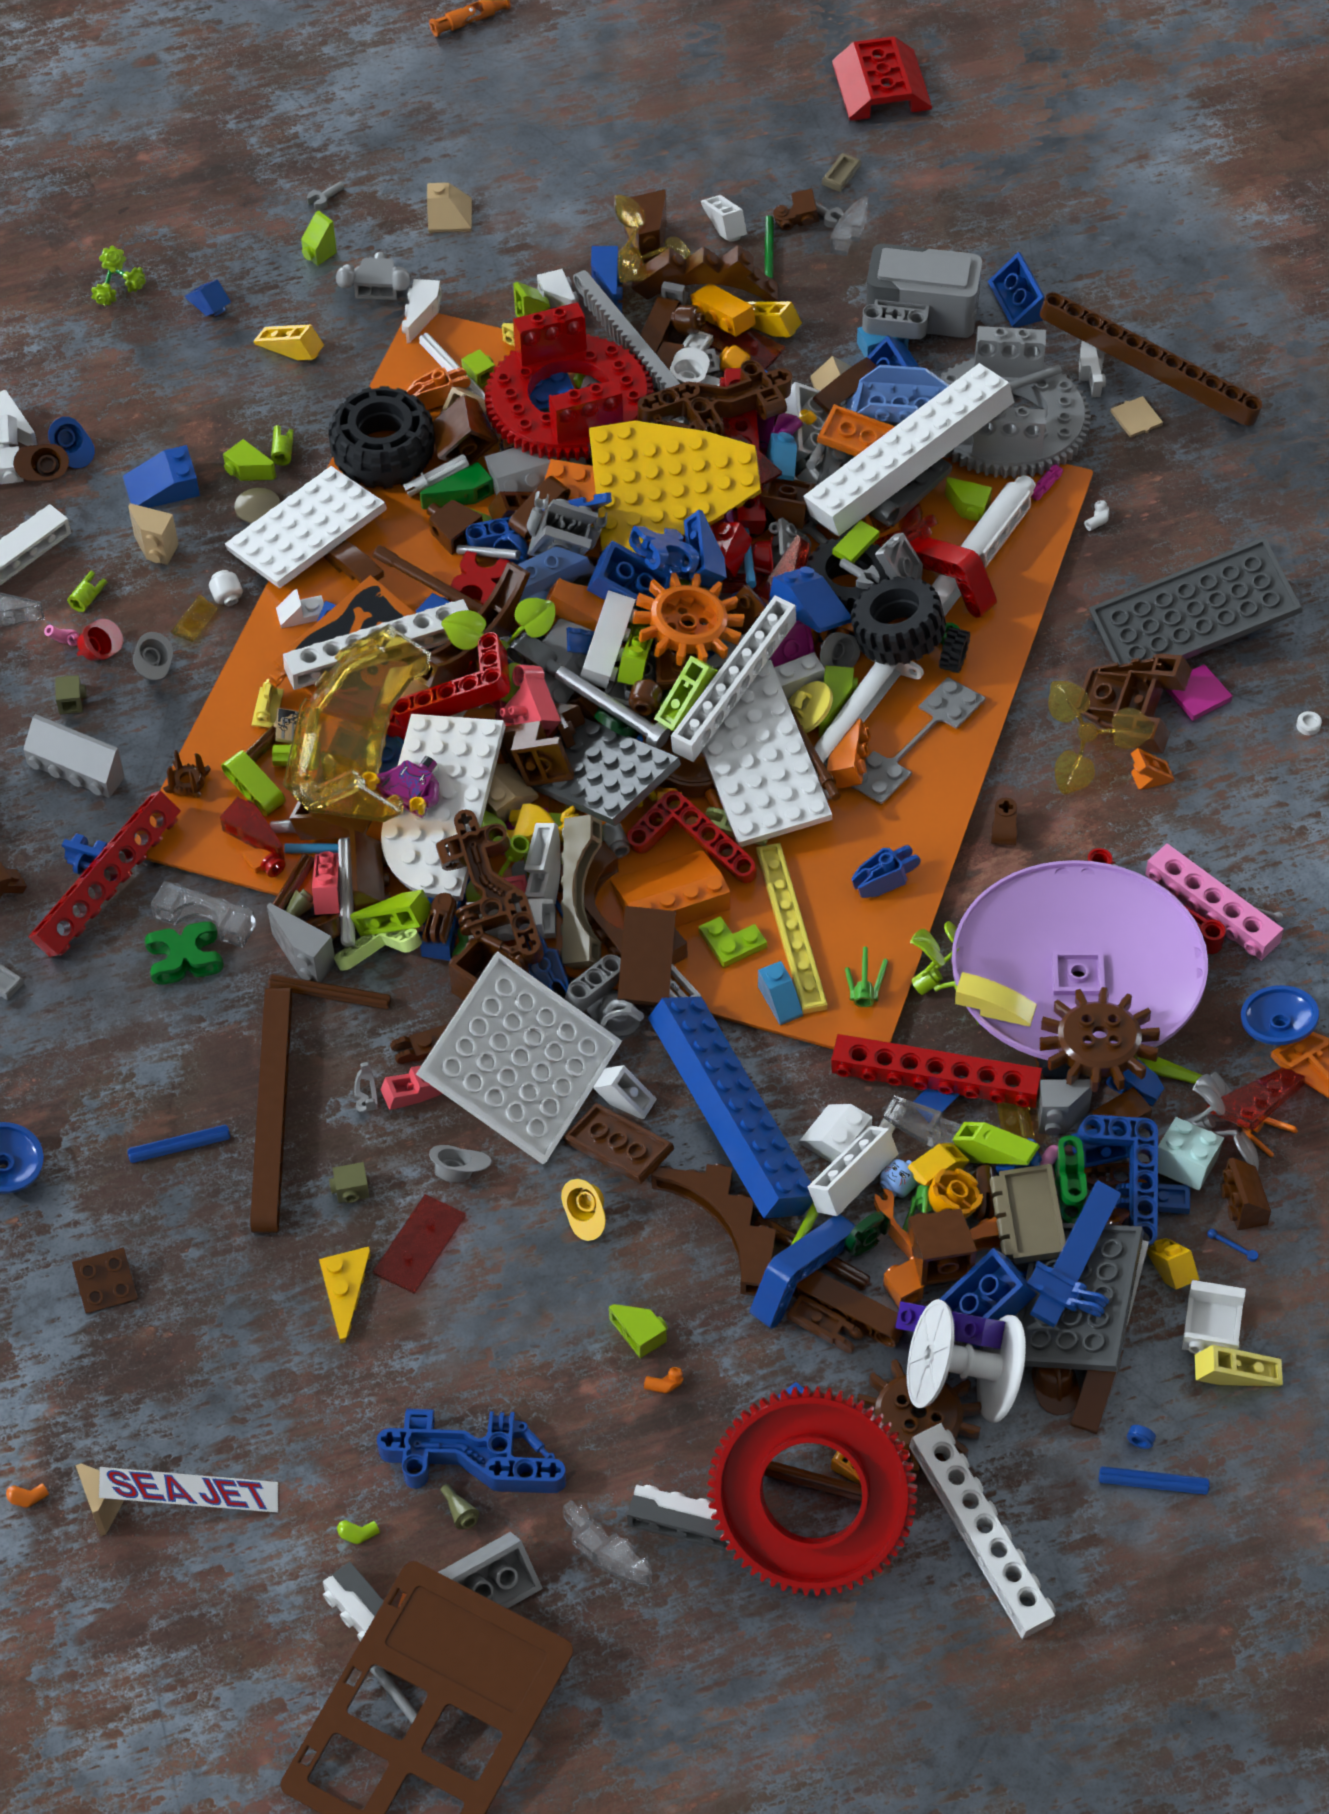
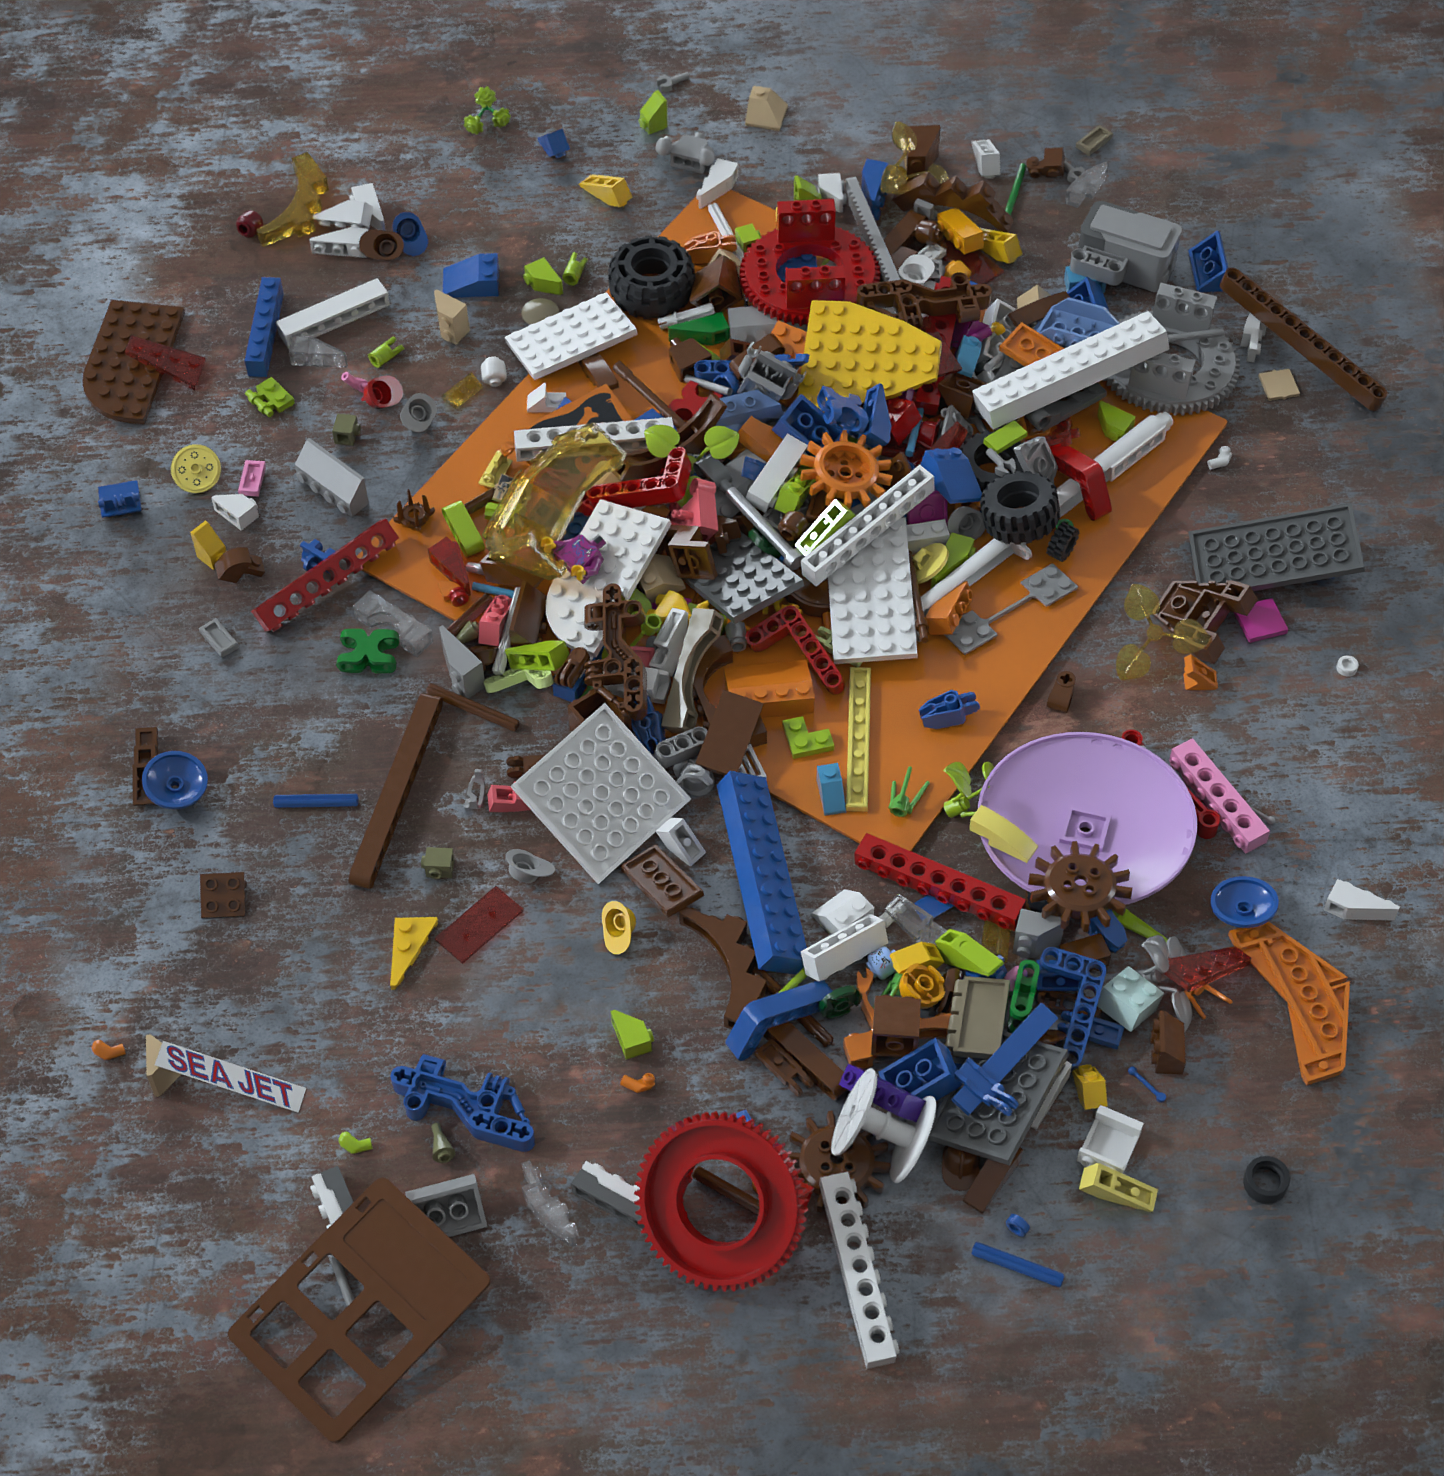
camera: 15 degrees right, 0 degrees up
(863, 76) = (1135, 64): red slope -> none
(1047, 481) = (1184, 421): dark pink axle -> none

